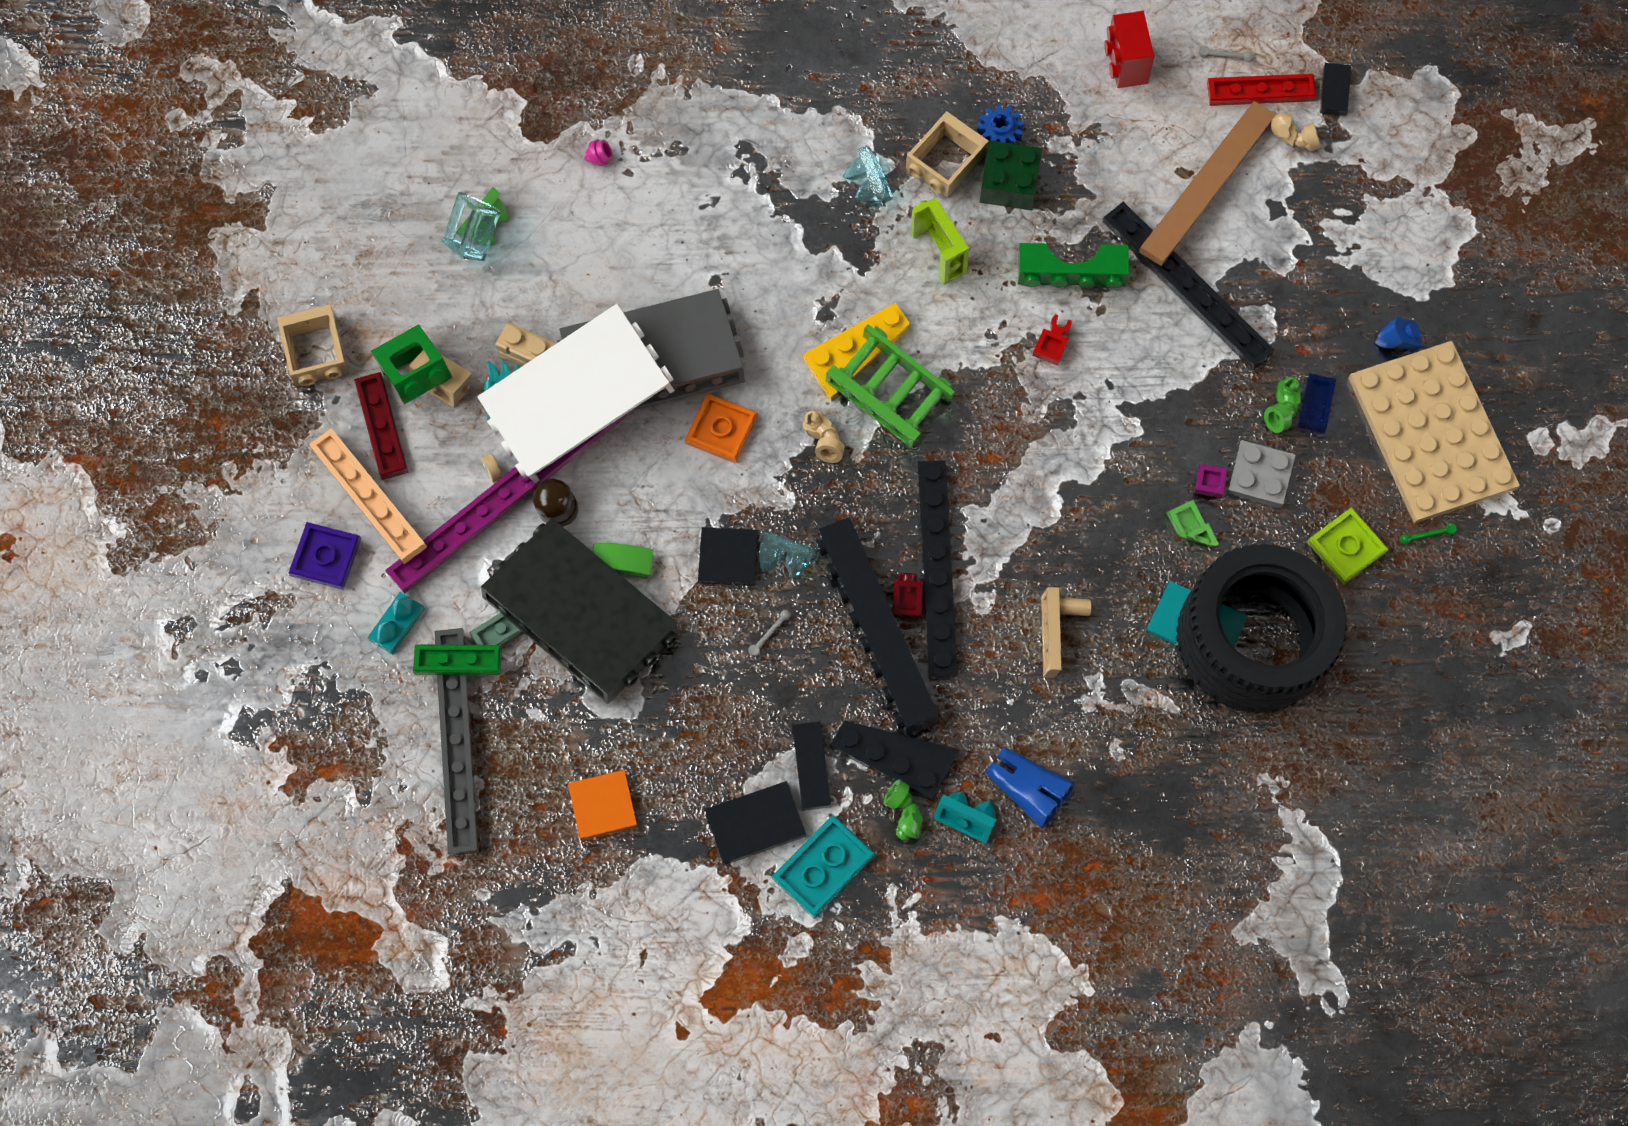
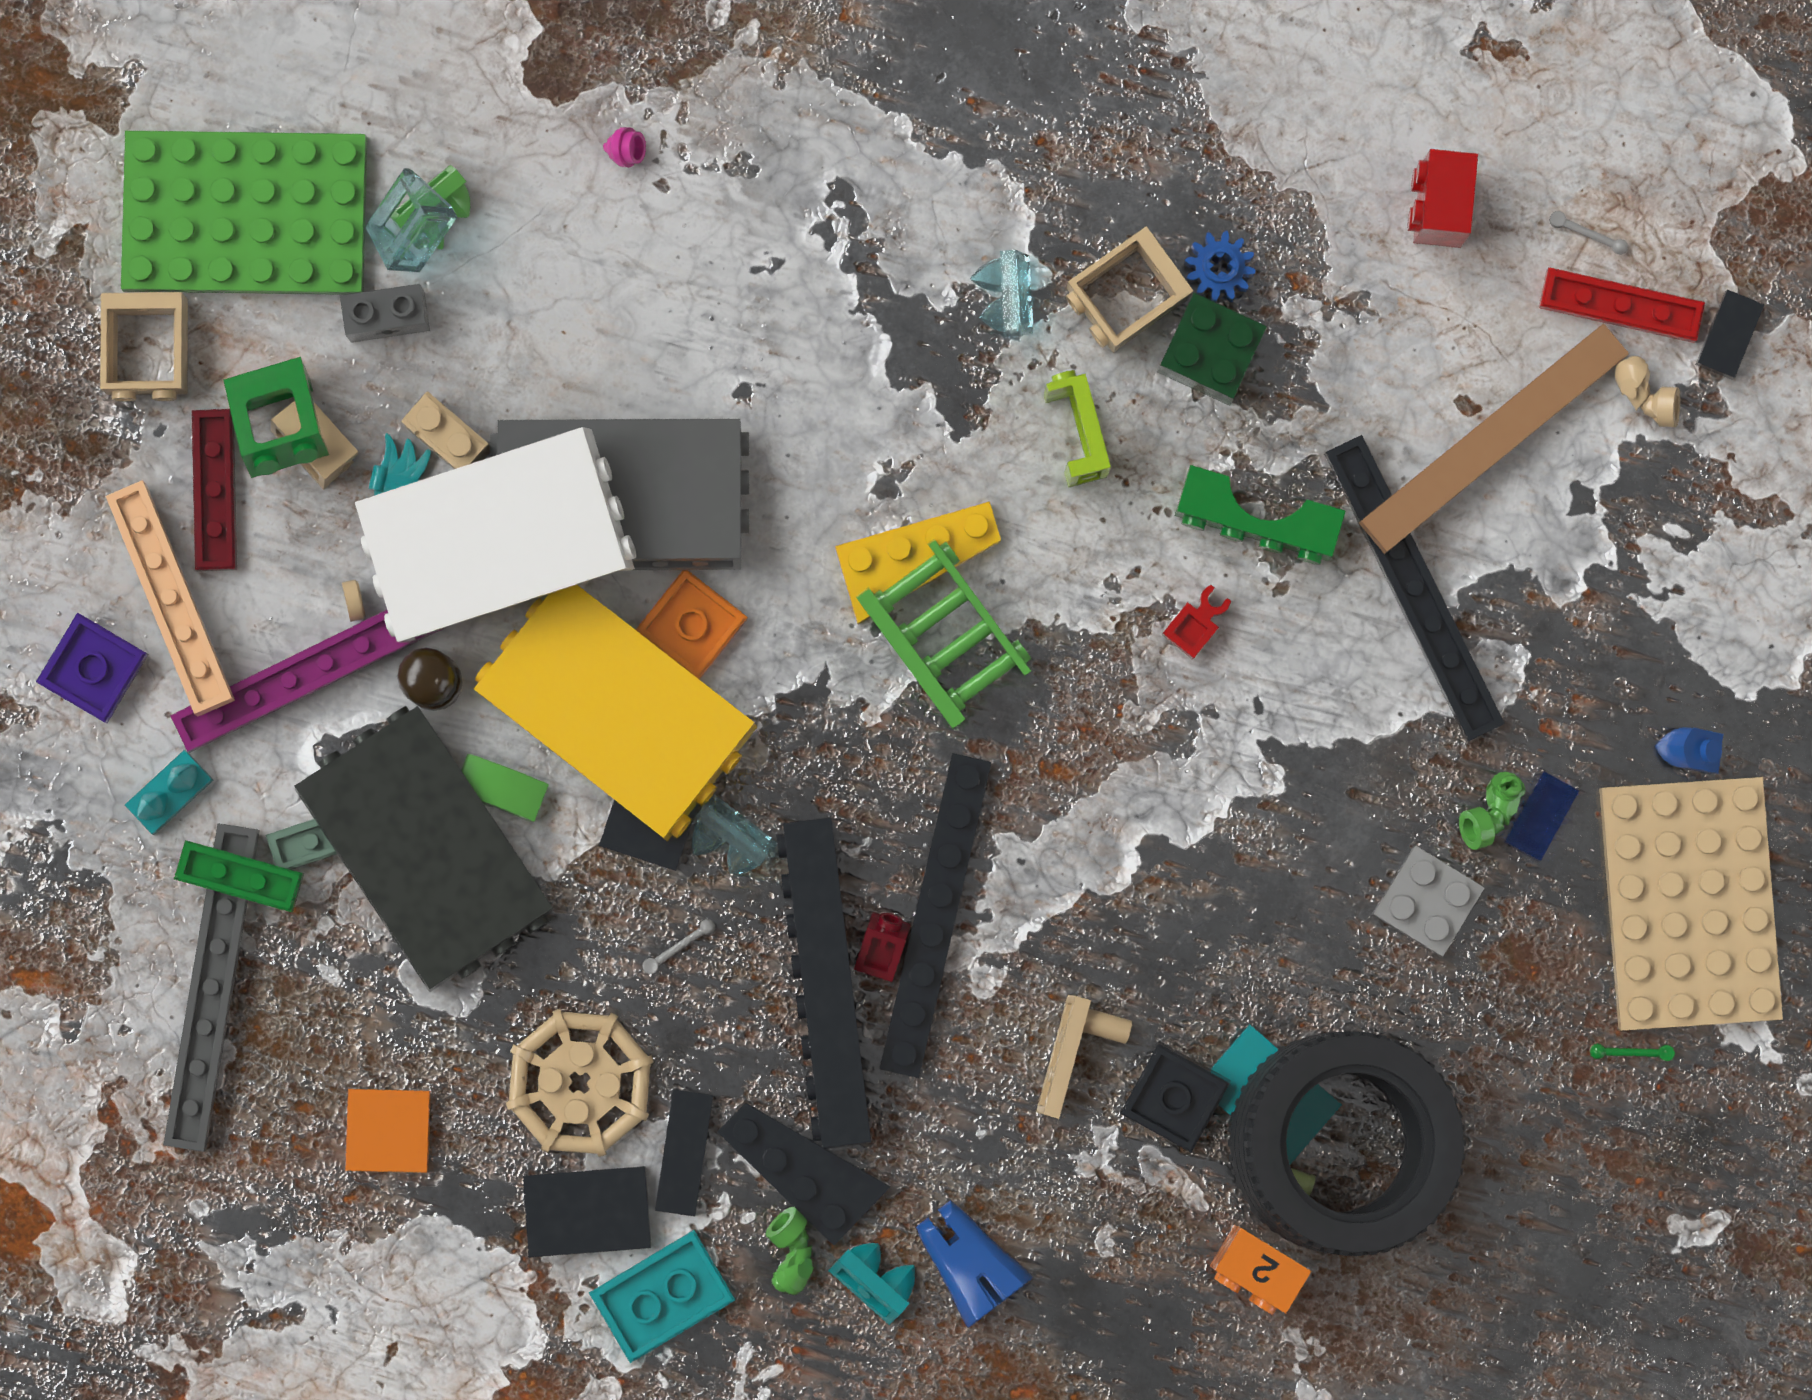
camera: 10 degrees right, 15 degrees up
(361, 252) = (243, 212): none -> bright green plate
(468, 286) = (384, 313): none -> dark grey brick
(686, 485) = (616, 708): none -> yellow panel
(730, 754) = (555, 1082): none -> tan plate
(829, 446) = (827, 662): tan arm -> none
(1134, 639) = (1175, 1096): none -> black tile
(1190, 524) = (1306, 949): bright green slope -> none
(1210, 480) = (1353, 894): magenta plate -> none
(1229, 732) = (1259, 1269): none -> orange brick
(1347, 545) = (1512, 1041): lime plate -> none

